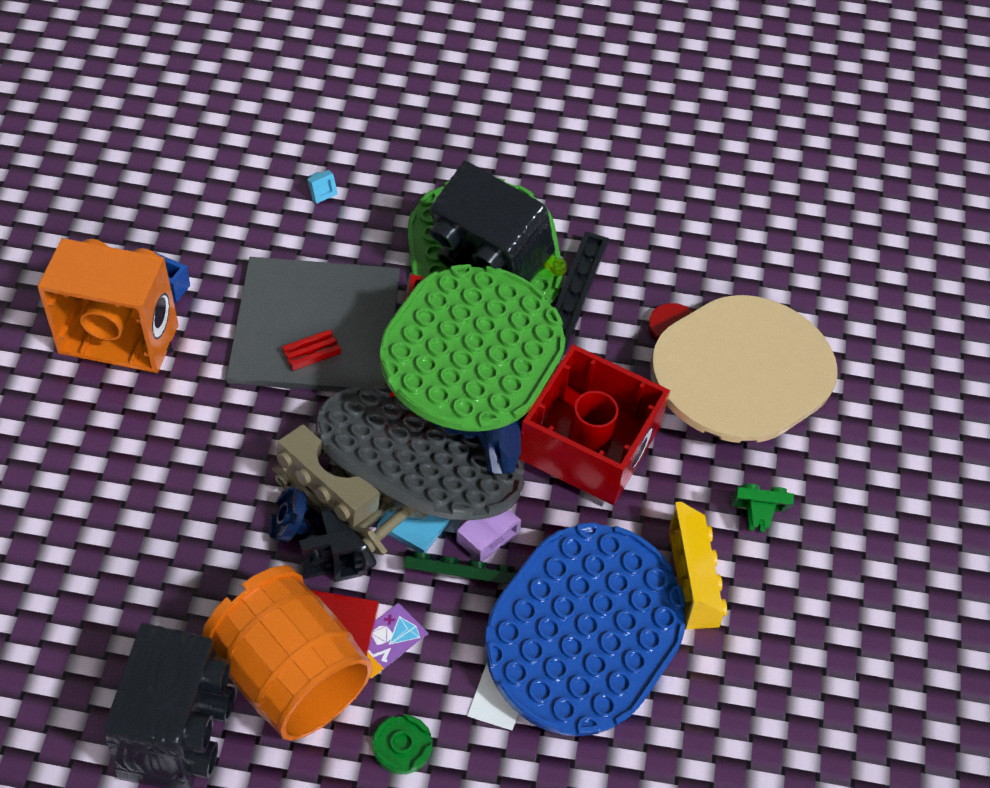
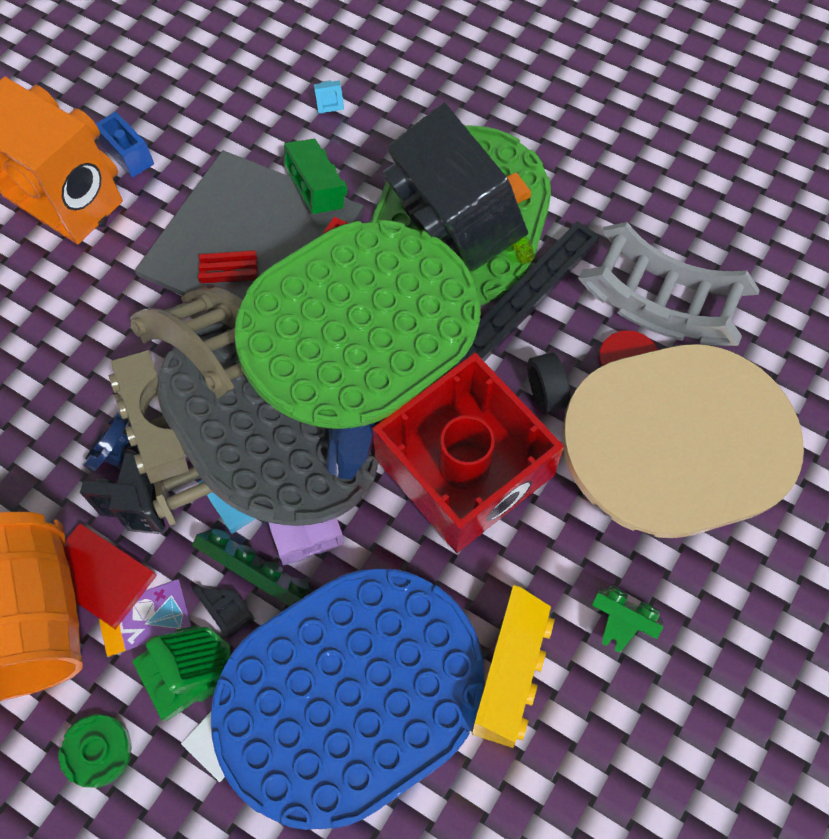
camera: 30 degrees right, 10 degrees up
(317, 394) = (205, 309): none -> dark tan fence
(348, 254) = (314, 176): none -> green brick
(443, 660) = (182, 668): none -> green piece
(450, 609) = (225, 609): none -> black tile
(626, 353) = (548, 382): none -> black tyre
(678, 285) = (654, 315): none -> light grey fence

